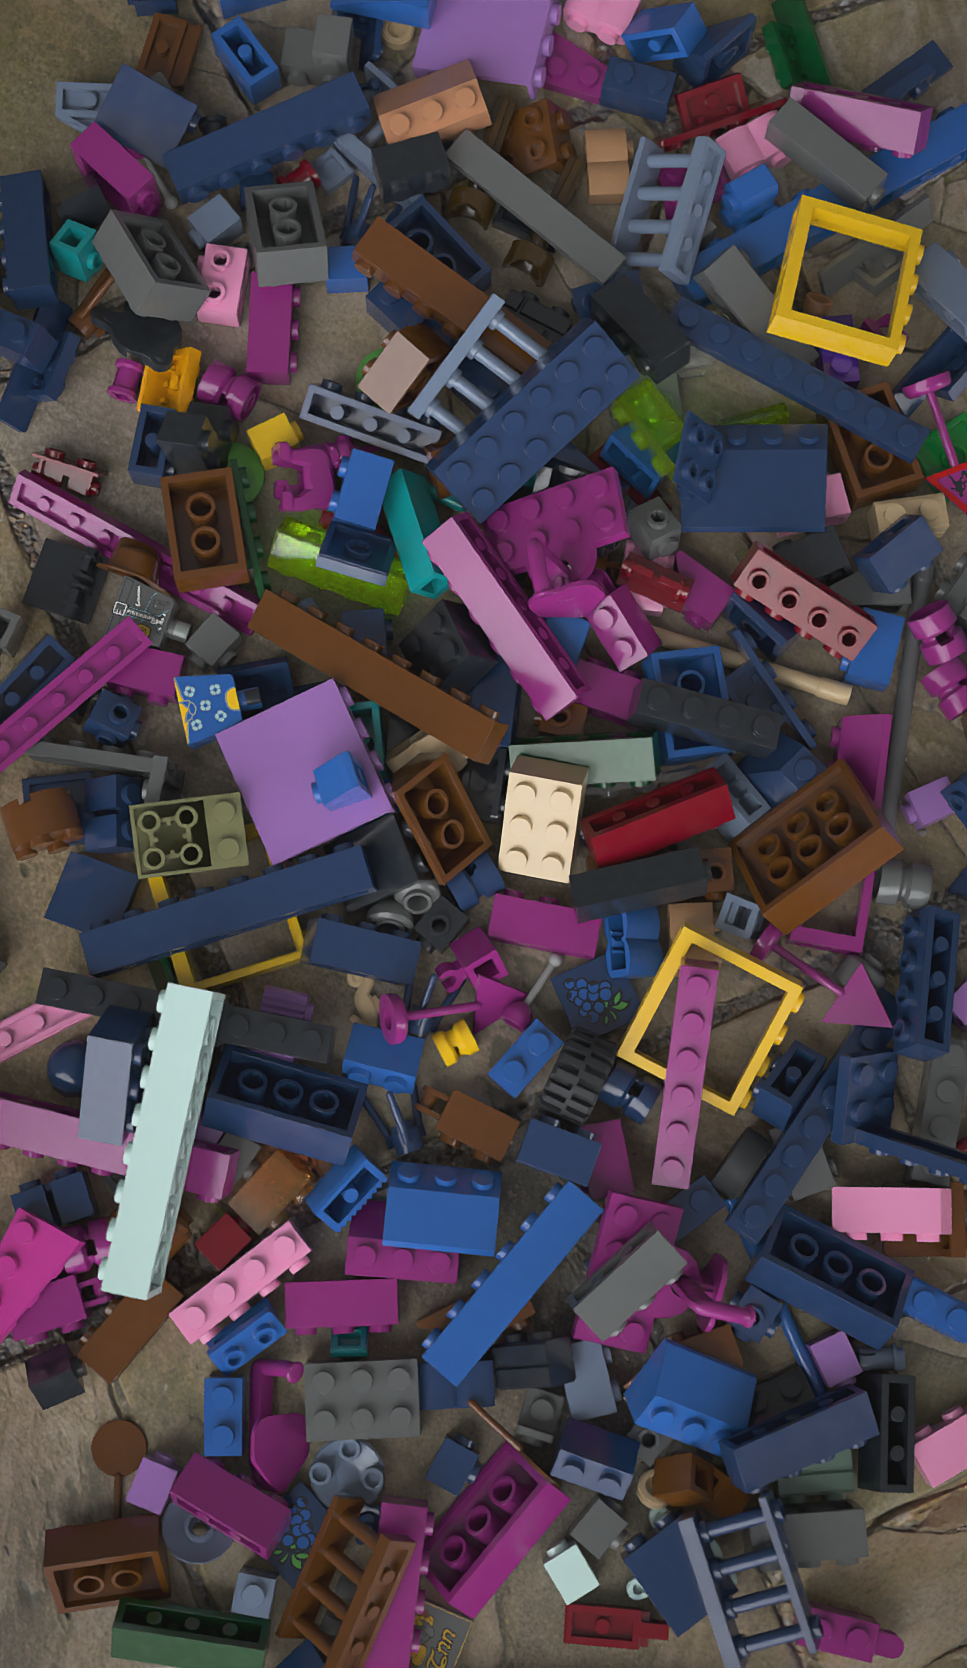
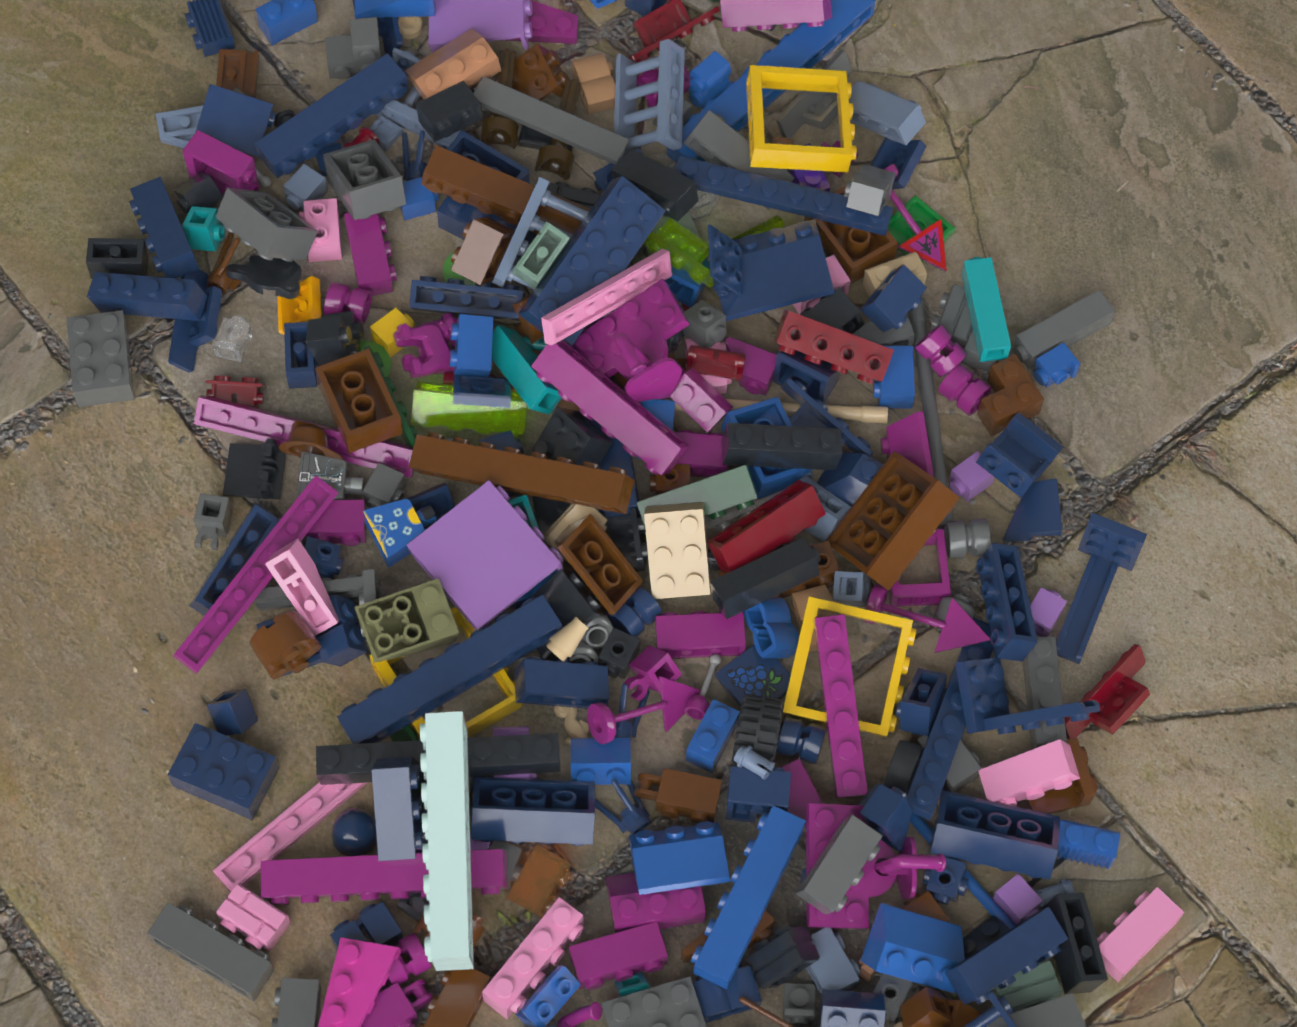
camera: 15 degrees left, 15 degrees down
(78, 754) = (303, 586): none -> bright pink slope
(82, 413) = (233, 346): none -> clear brick
(91, 893) = (330, 692): dark blue slope -> none
(126, 380) = (264, 314): magenta bush -> none
(225, 1240) = (511, 929): dark red brick -> none
(246, 60) = (300, 67): blue brick -> none
(340, 782) = (516, 548): blue slope -> none
(345, 1189) = (597, 864): blue brick -> none
(377, 904) = (567, 639): none -> tan cone
(455, 1042) = (654, 738): yellow wheel -> none
(470, 398) = (540, 255): none -> sand green brick
(536, 474) = (605, 297): none -> bright pink tile
(559, 1122) = (752, 761): none -> sand blue pin
(637, 89) = (603, 25): dark blue brick -> none
(704, 1231) = (888, 815): none -> dark blue slope
(749, 148) = (704, 40): bright pink brick -> none
(826, 156) = (759, 37): dark grey brick -> none
(906, 402) = (869, 189): none -> dark grey brick

